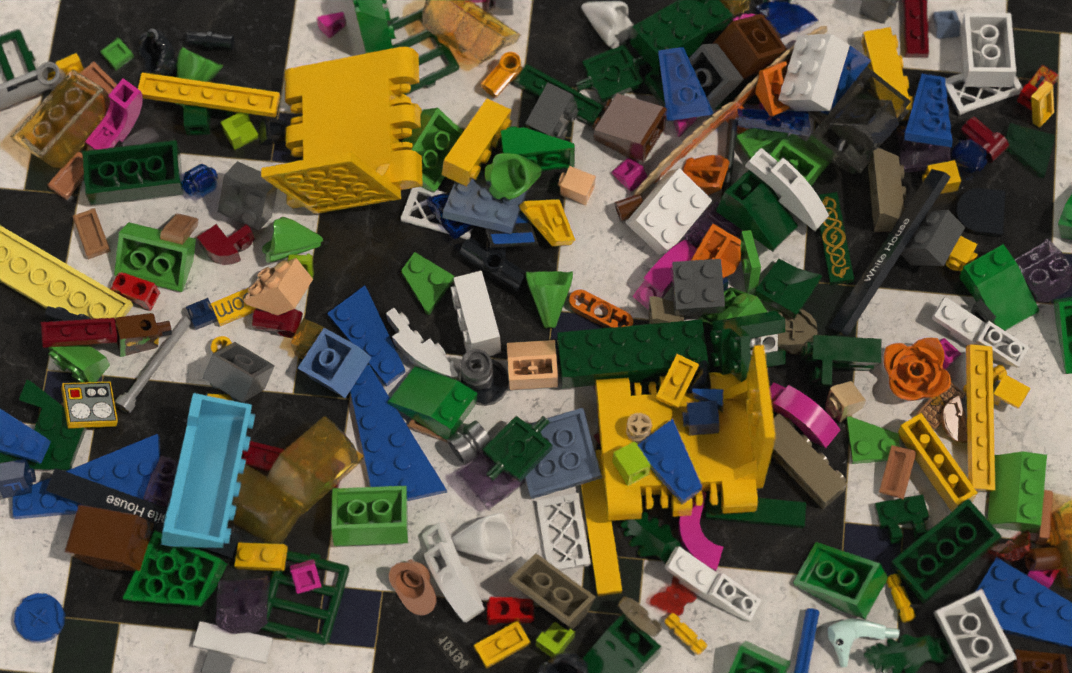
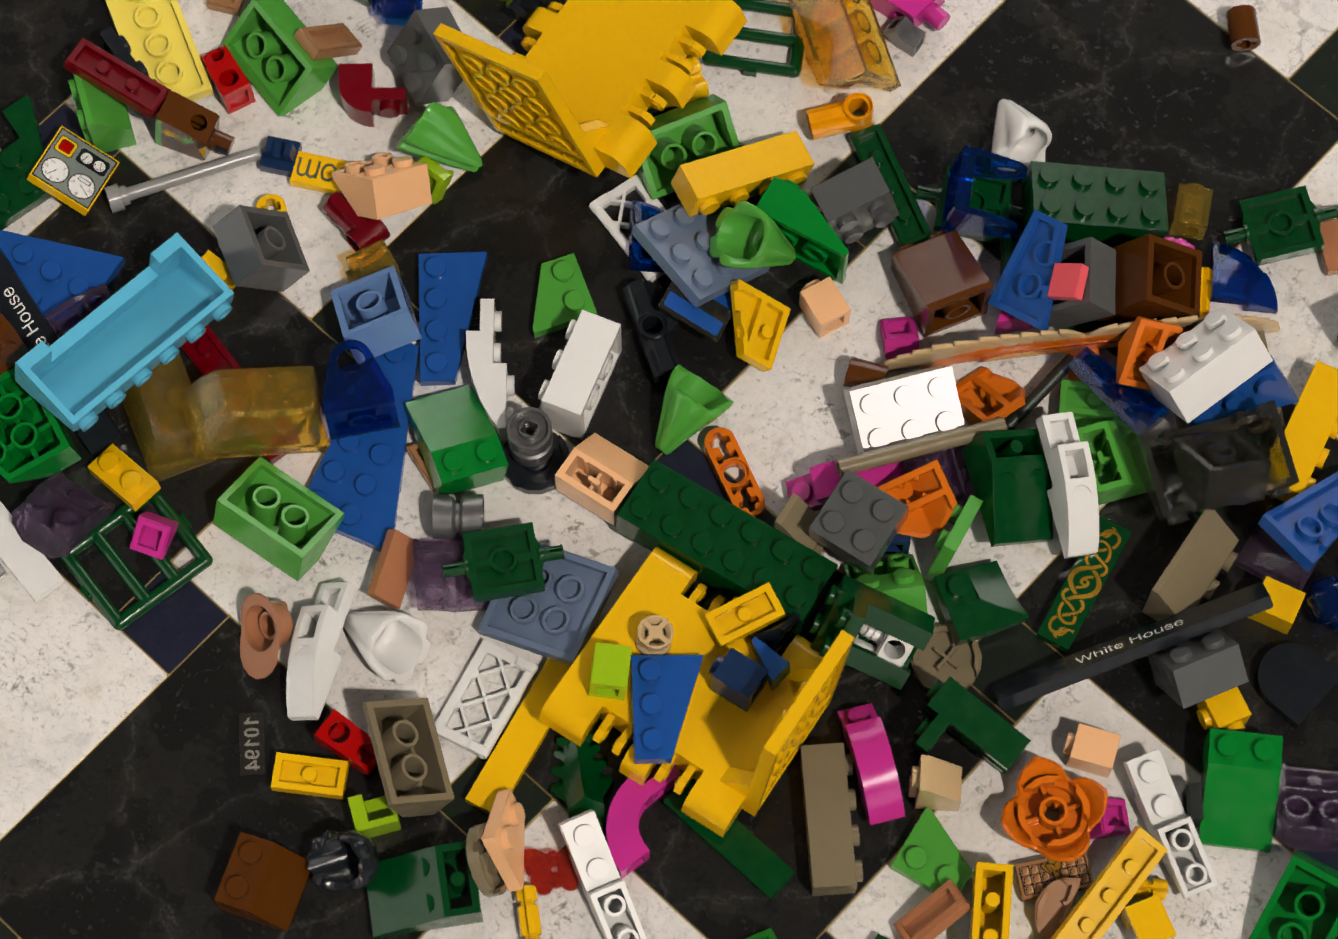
camera: 35 degrees right, 0 degrees up
(367, 416) = (357, 396): none -> clear blue hose
(456, 497) = (392, 569): none -> nougat tile
(607, 70) = (957, 213): none -> clear blue hose
(640, 598) = (505, 839): none -> light nougat wing
(694, 225) = (917, 447): none -> dark tan piece
(708, 77) = (1068, 281): none -> coral tile
(909, 323) = (1091, 750): none -> light nougat brick

